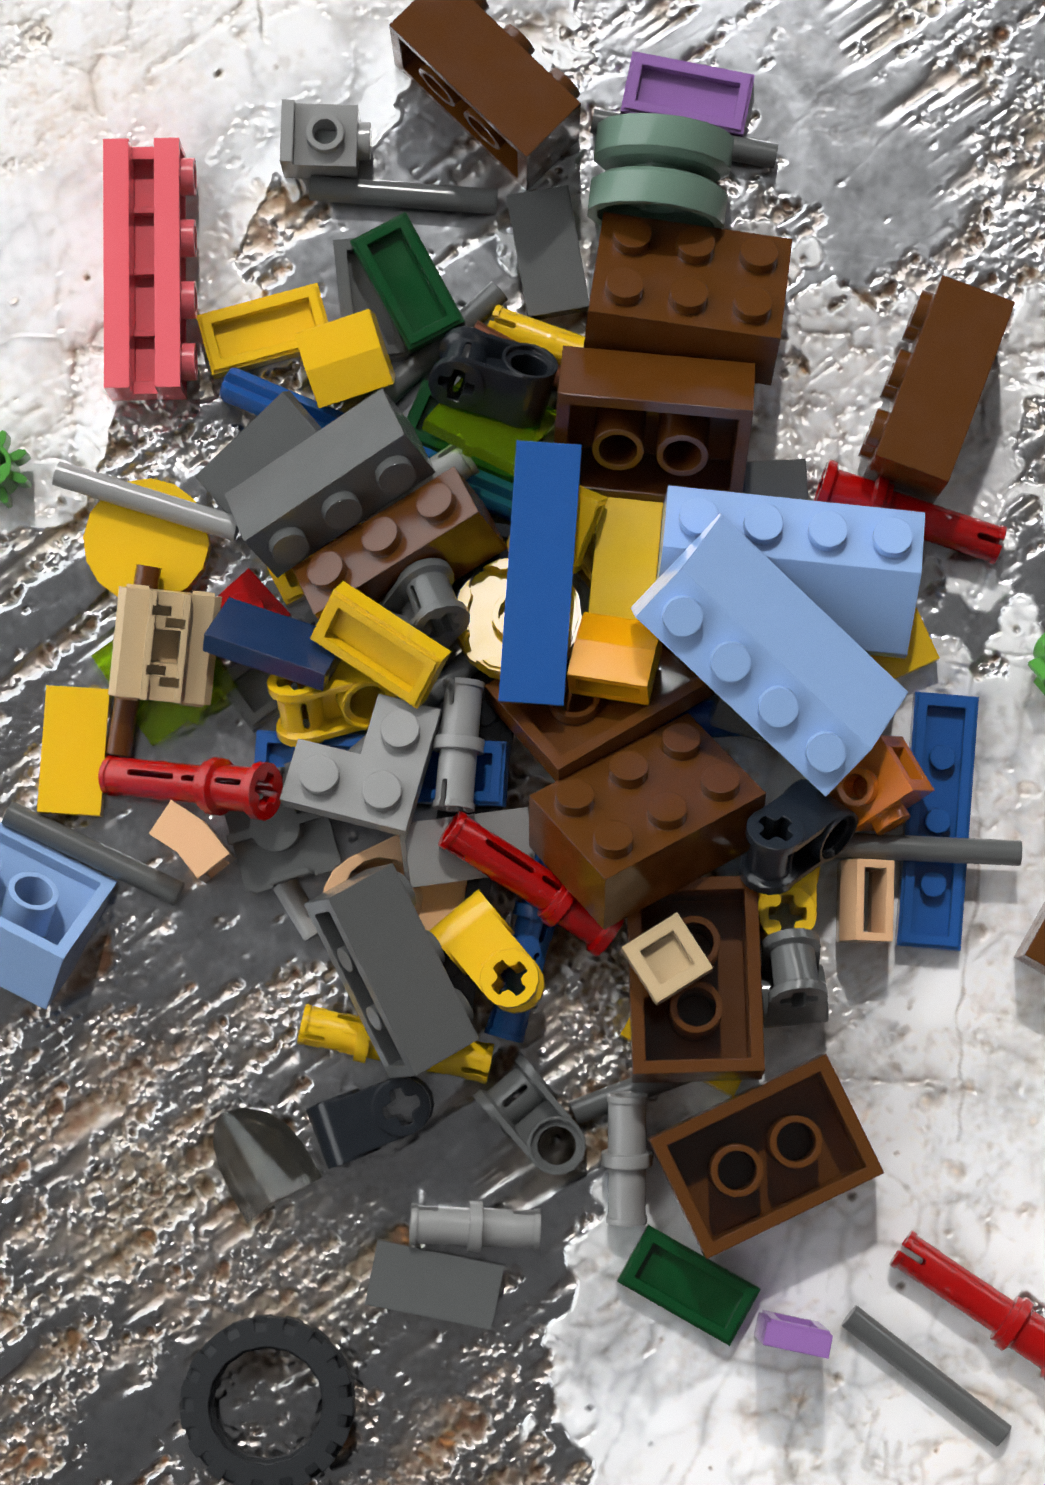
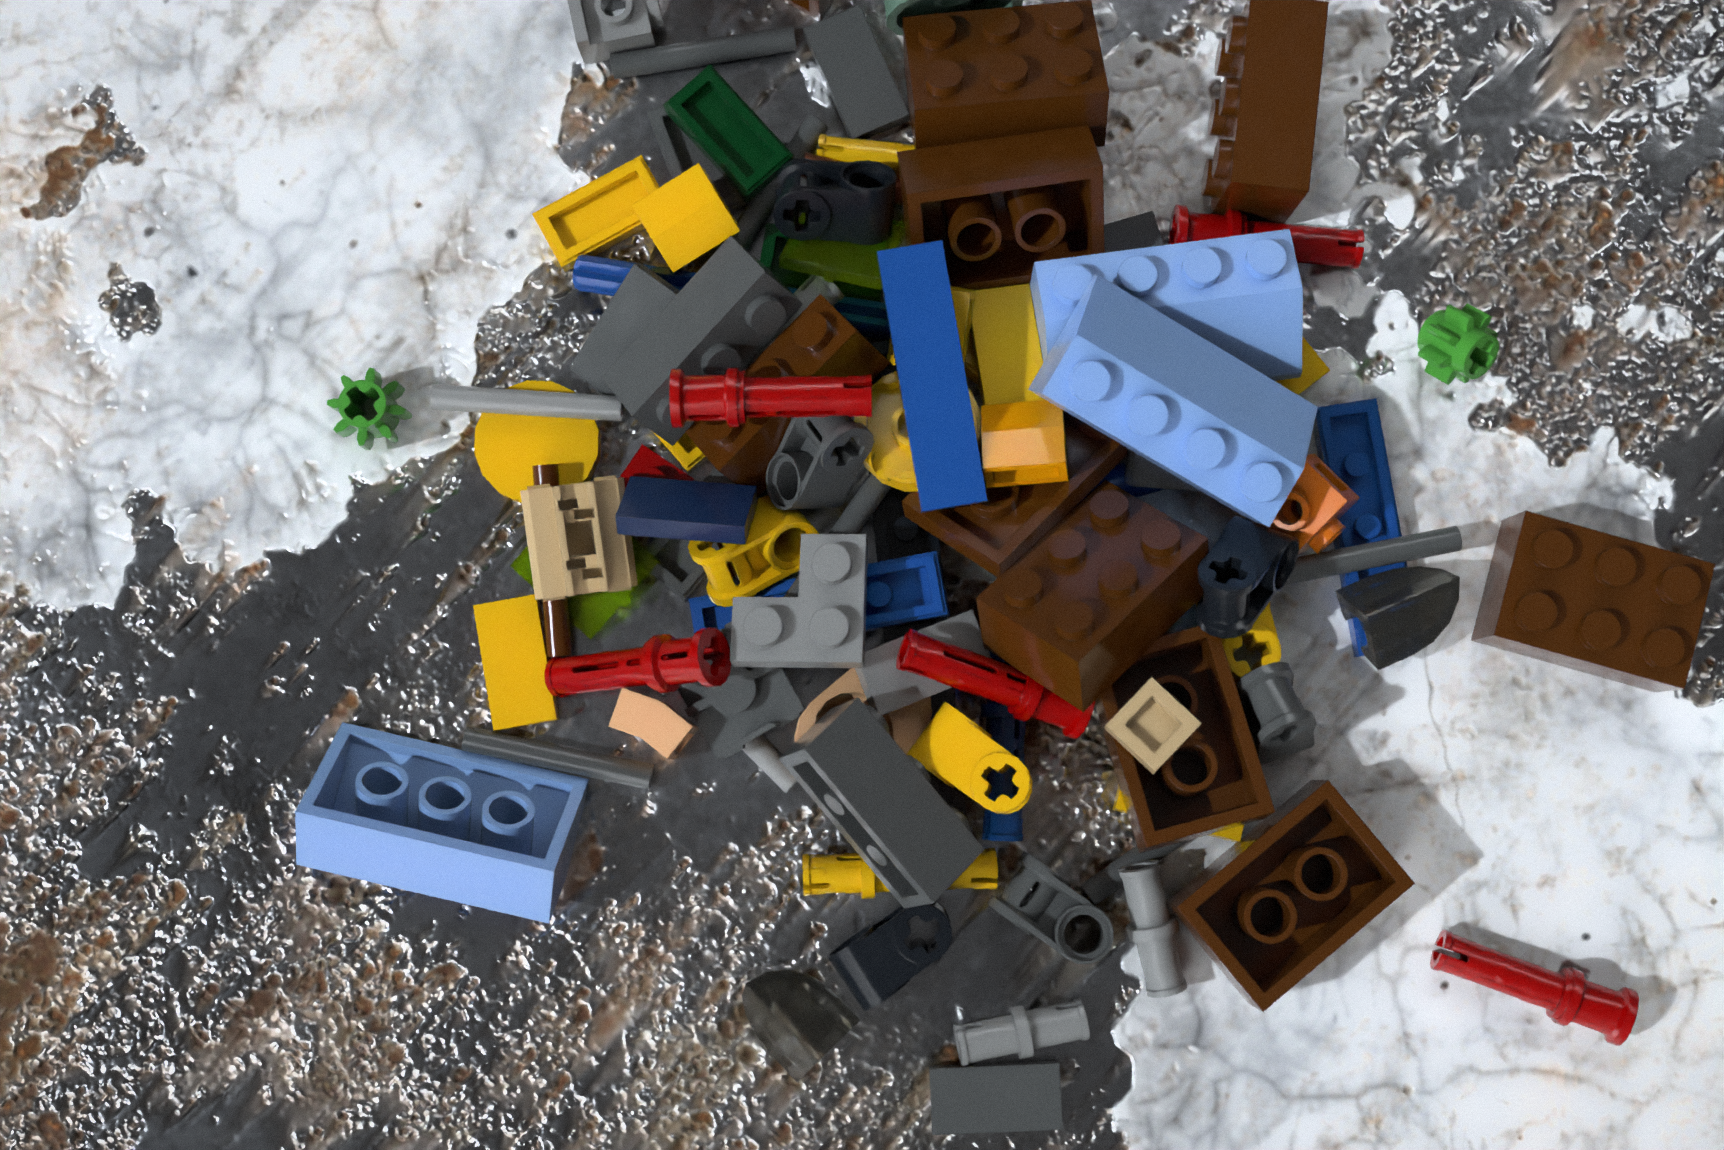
camera: 15 degrees left, 0 degrees up
(146, 270) = (473, 181): coral brick -> none
(349, 549) = (740, 397): none -> red pin
(380, 644) = (791, 484): yellow tile -> none
(458, 745) = (891, 565): light grey pin -> none
(688, 1284) = (1241, 1036): dark green tile -> none
(793, 1334) = (1363, 1063): medium lavender tile -> none
(851, 901) = (1319, 621): light nougat piece -> none
(926, 1376) = (1494, 1067): dark grey bar -> none
(945, 910) = (1400, 610): none -> clear smoke brick

